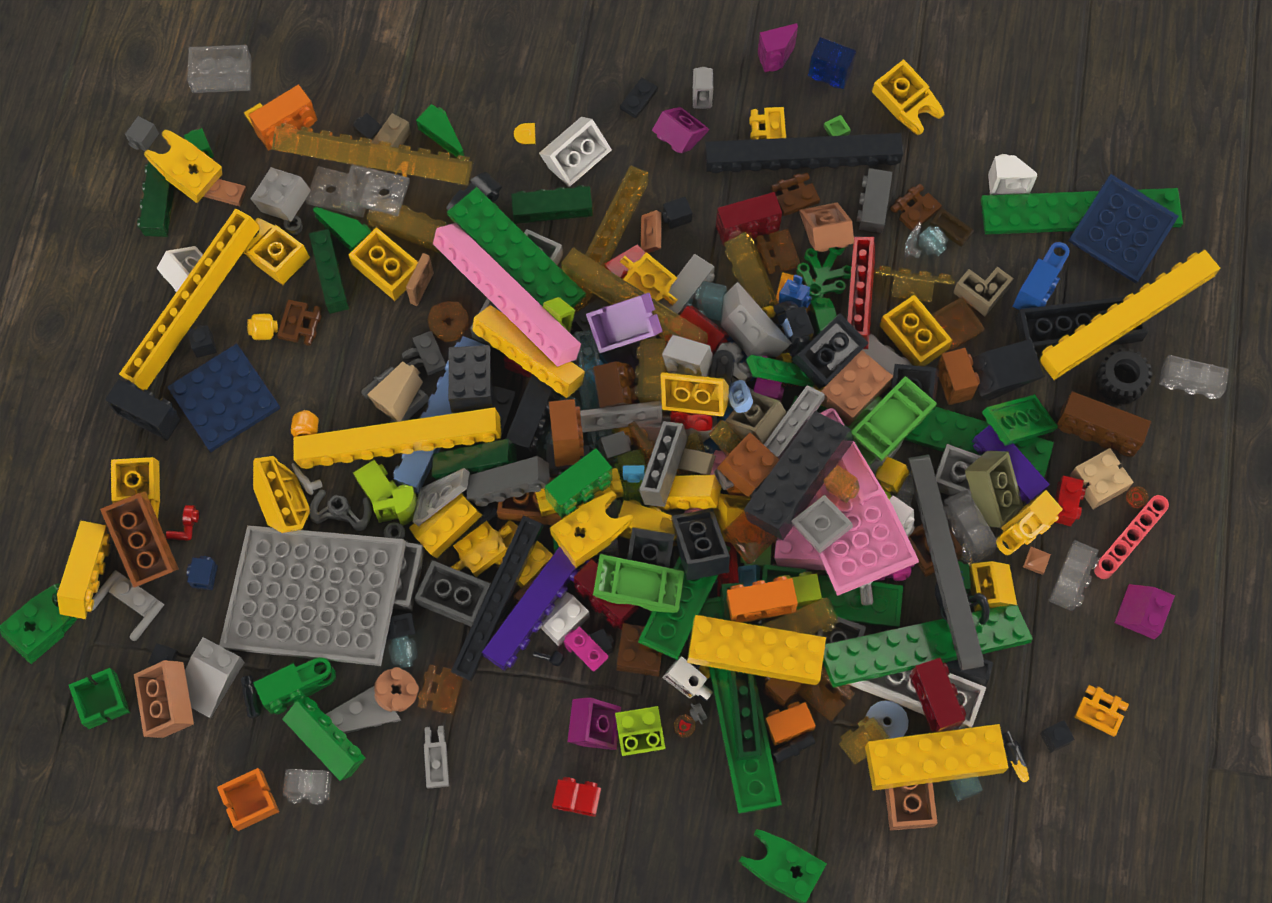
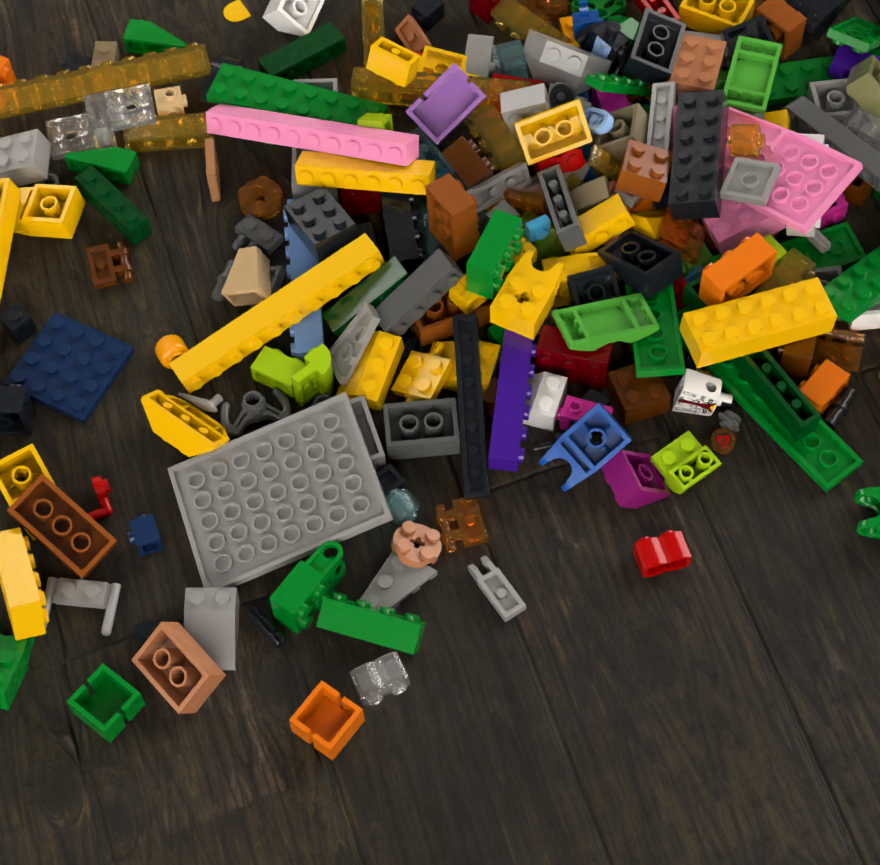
camera: 25 degrees left, 10 degrees down
(262, 326) = (72, 284): yellow head -> none
(384, 263) = (168, 173): yellow brick -> none
(422, 198) = (170, 101): none -> tan brick
(569, 679) = (579, 449): none -> blue brick
(599, 264) = (393, 62): none -> yellow brick

